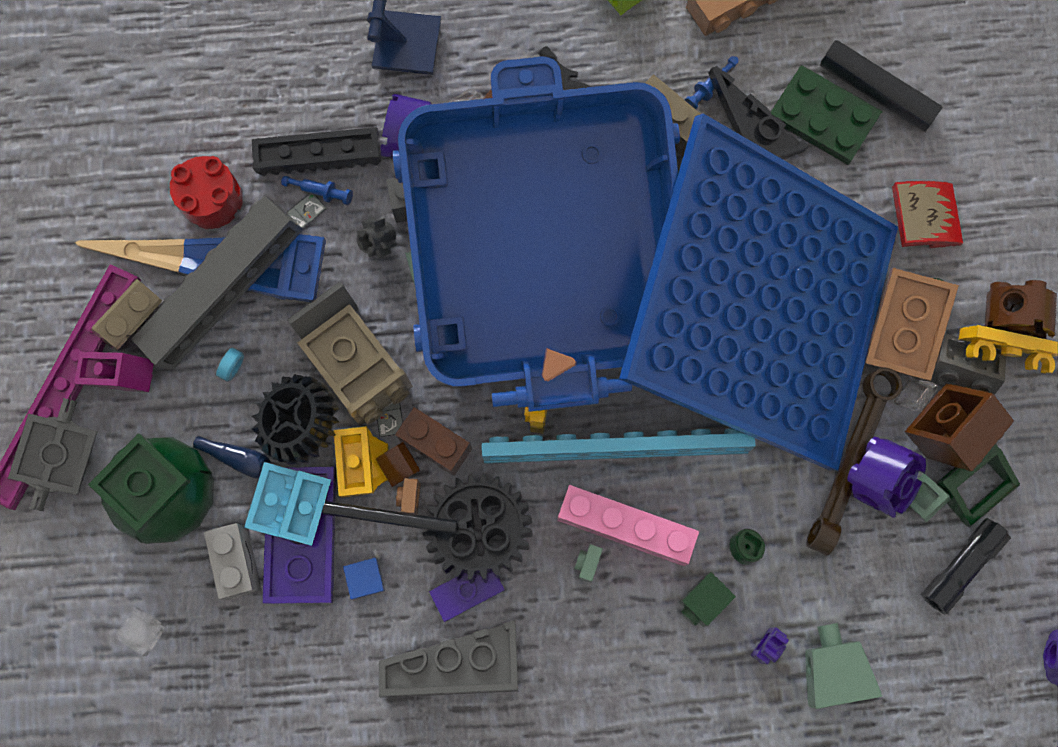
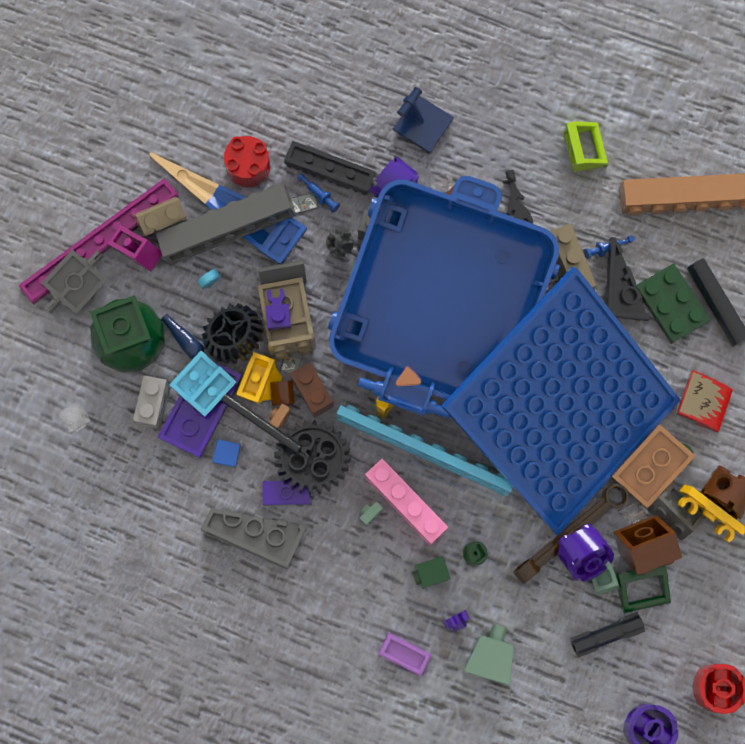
camera: 20 degrees right, 0 degrees up
(341, 365) = (277, 314): none -> dark purple plate
(725, 723) = (405, 654): none -> medium lavender tile

